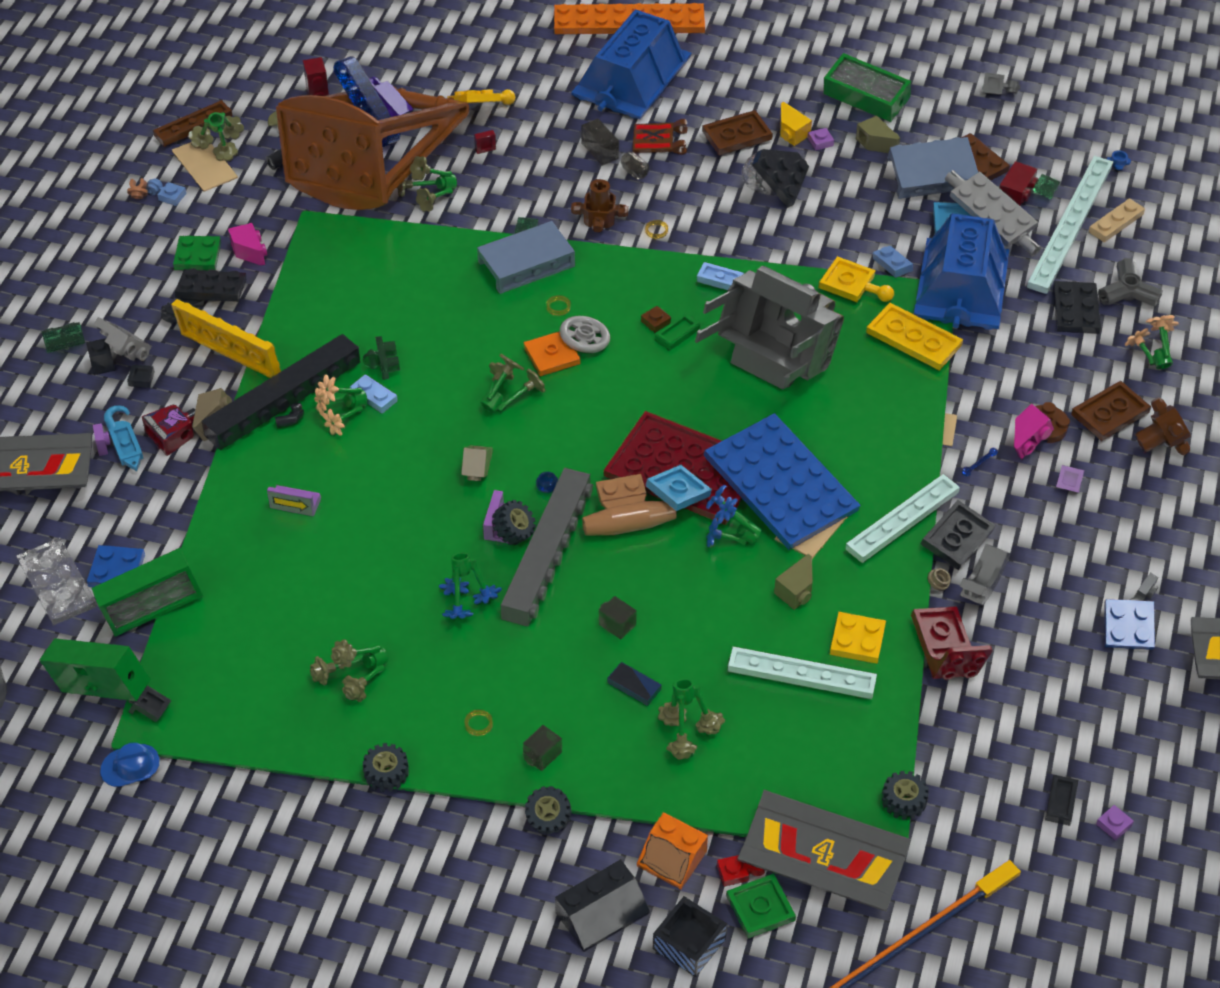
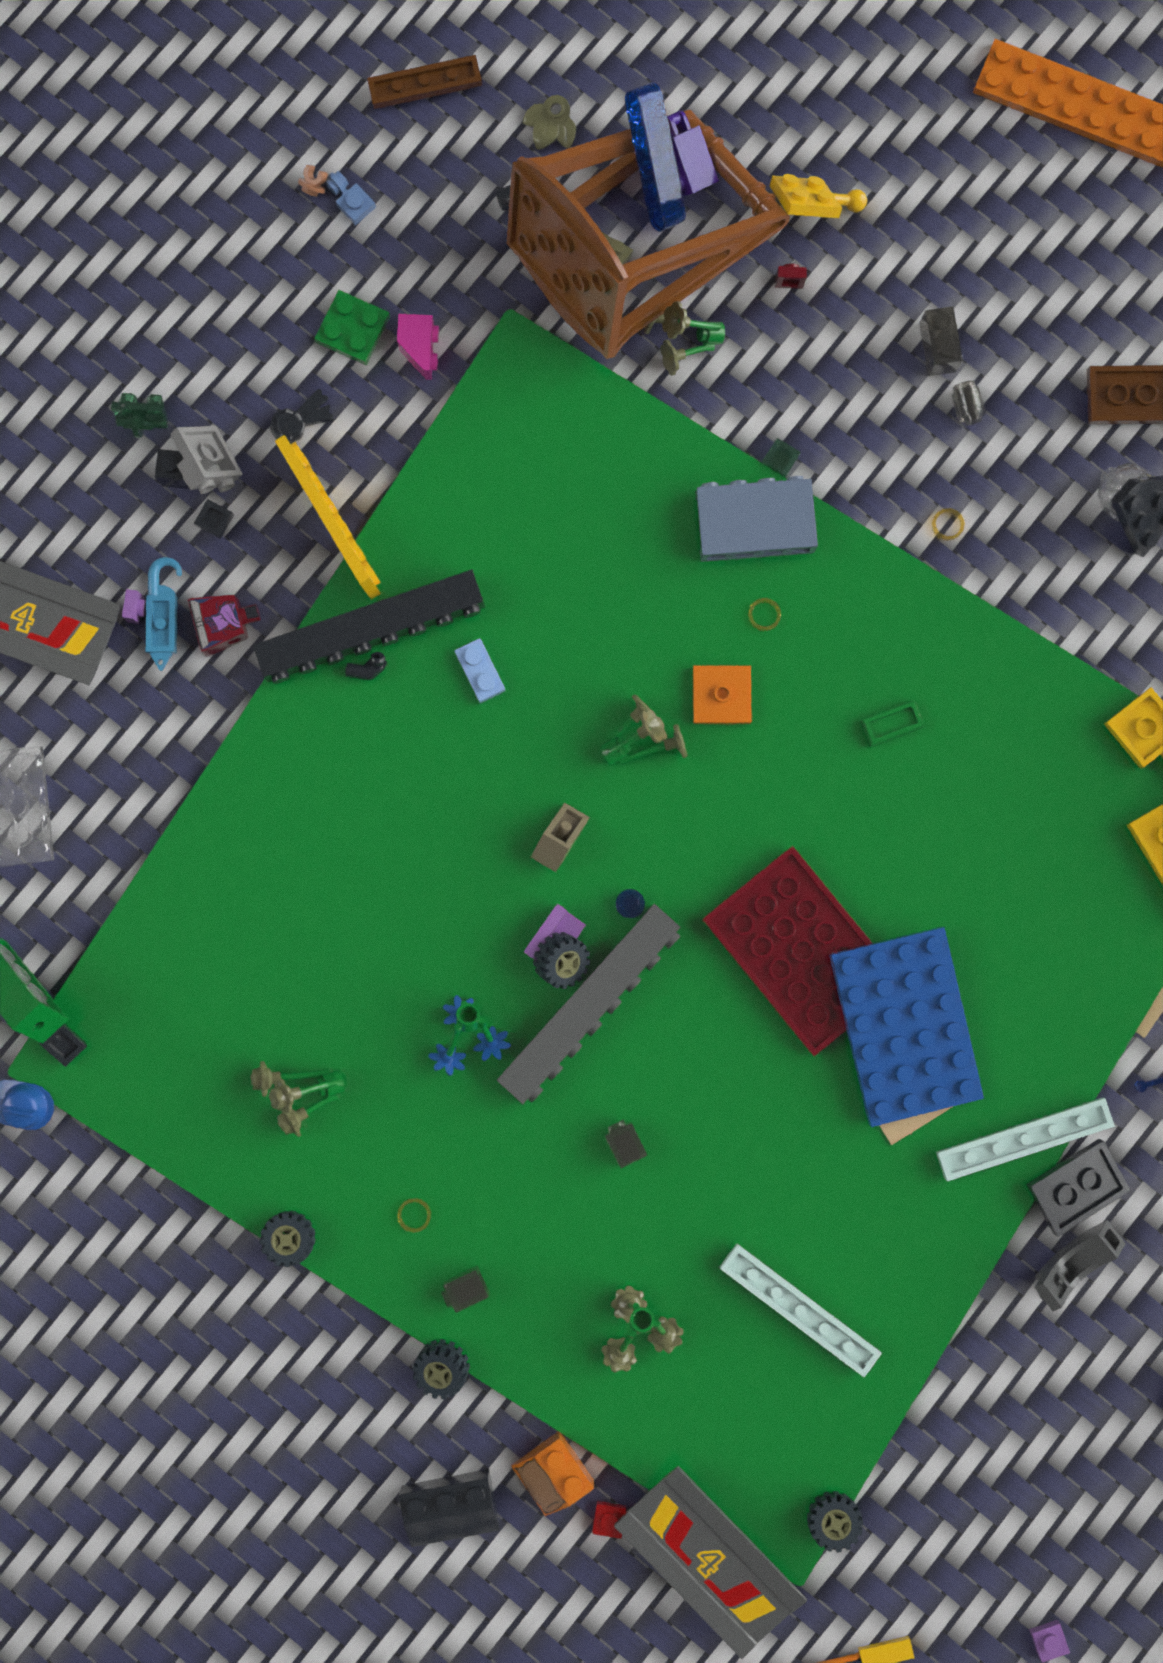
camera: 20 degrees right, 35 degrees up
(112, 562) = (92, 811): blue plate -> none
(147, 592) = (104, 887): green brick -> none
(204, 166) = (416, 161): tan window -> none
(207, 405) = (275, 617): dark tan slope -> none
(210, 285) = (348, 397): black plate -> none
(226, 127) = (429, 116): olive plant -> none
(293, 500) = (325, 803): panel -> none
(315, 77) = (609, 75): dark red brick -> none
(354, 399) = (448, 676): plant -> none
(384, 349) = (516, 608): clear green hips -> none
(584, 333) = (795, 675): light grey plate -> none
(599, 206) = (887, 465): reddish brown piece -> none
(625, 508) = (703, 994): medium nougat plate -> none
(633, 66) = (1044, 218): blue piece -> none
(634, 683) = (606, 1239): tile -> none
(655, 319) = (874, 691): reddish brown plate -> none
(659, 137) = (1019, 356): reddish brown flag -> none
(678, 487) = (774, 998): dark azure plate -> none
(689, 936) = (524, 1590): black container -> none
(717, 276) = (986, 657): light blue plate -> none
(747, 530) = (824, 1081): plant -> none
(760, 906) = (616, 1581): green plate -> none
(766, 332) = (1014, 807): dark grey piece -> none
(795, 584) = (854, 1184): olive slope -> none
(857, 637) = (888, 1284): yellow plate -> none
(939, 579) = (1028, 1242): dark tan plate -> none
(948, 644) = (984, 1342): dark red bracket -> none
(1061, 800) = (1007, 1587): black tile -> none

